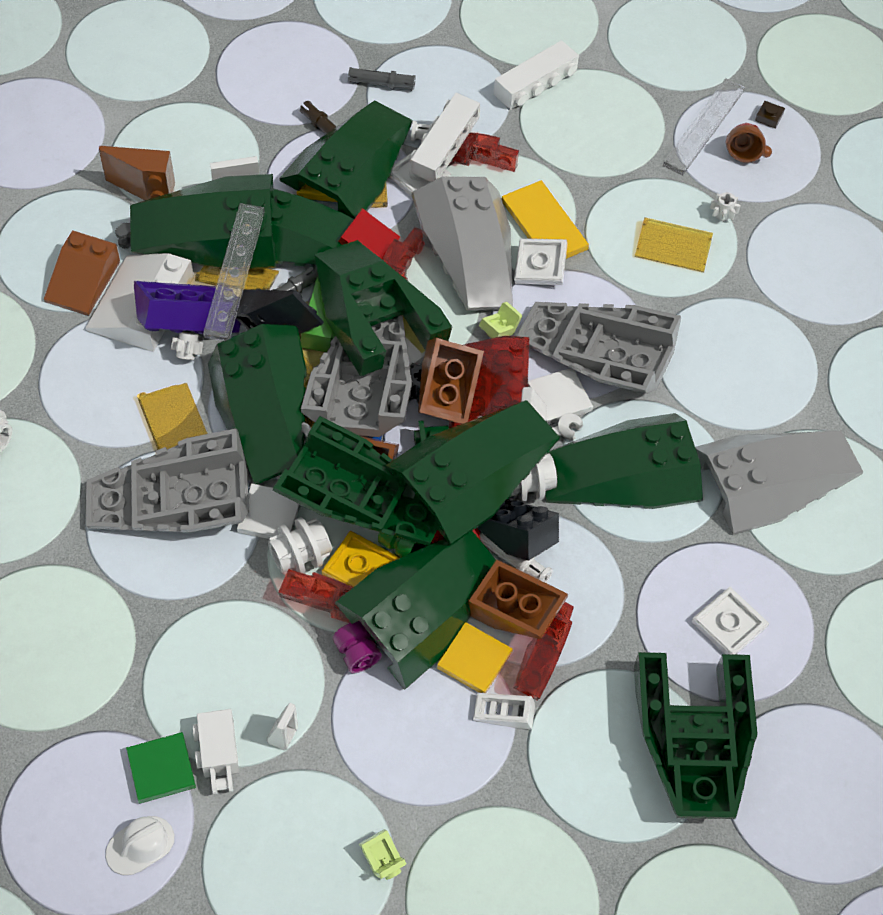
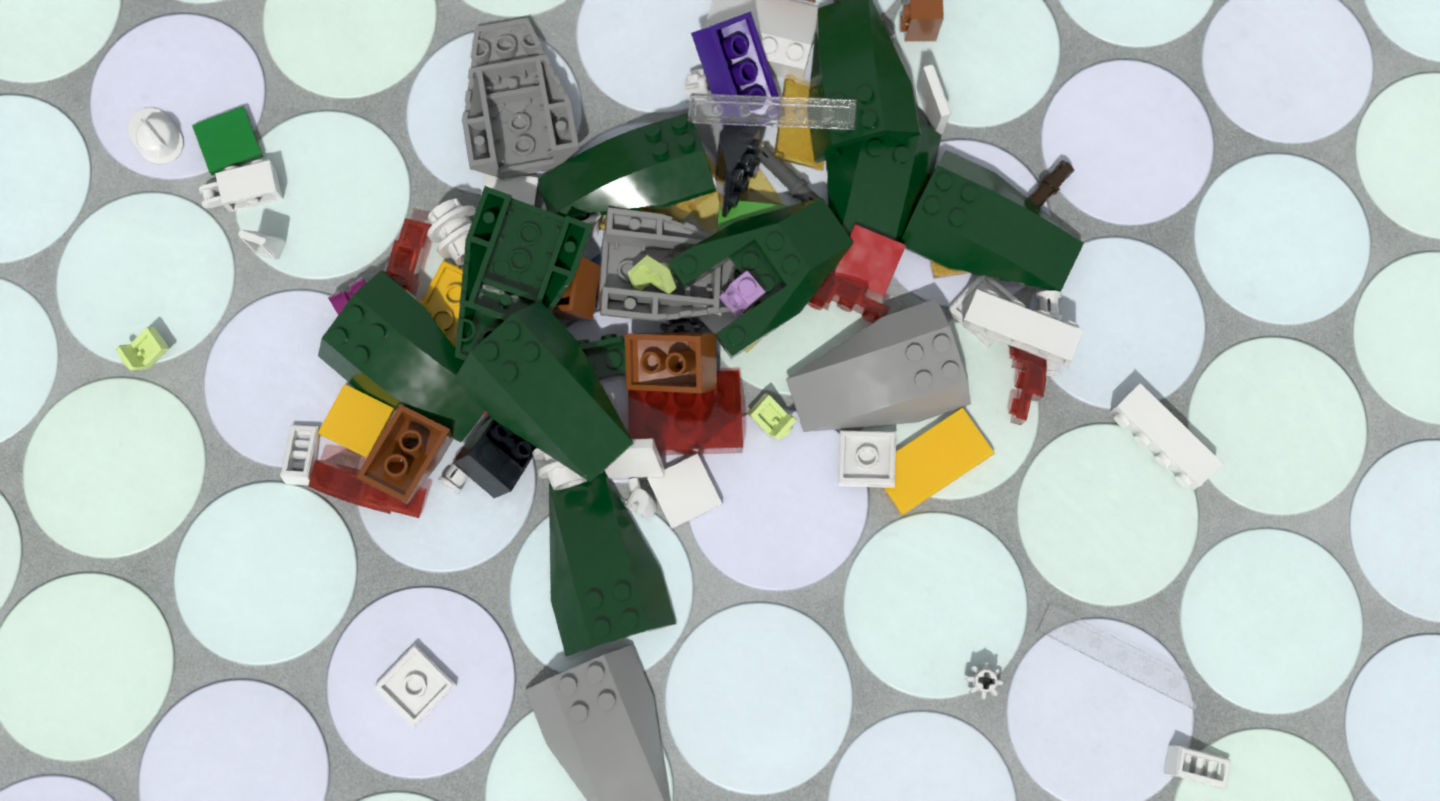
camera: 85 degrees right, 20 degrees up
(171, 415) = (614, 90): clear yellow piece -> none
(367, 381) = (652, 272): none -> yellowish green bracket
(382, 78) = (1129, 259): dark grey pin -> none
(394, 318) = (742, 294): none -> lavender brick
(605, 343) = (750, 535): light grey wedge -> none
(674, 244) = (921, 619): clear yellow piece -> none
(699, 749) = (252, 647): dark green wedge -> none
(747, 143) = (1090, 710): dark orange piece -> none
(770, 114) = (1155, 743): dark brown plate -> none
(787, 92) = (1179, 761): none -> white slope

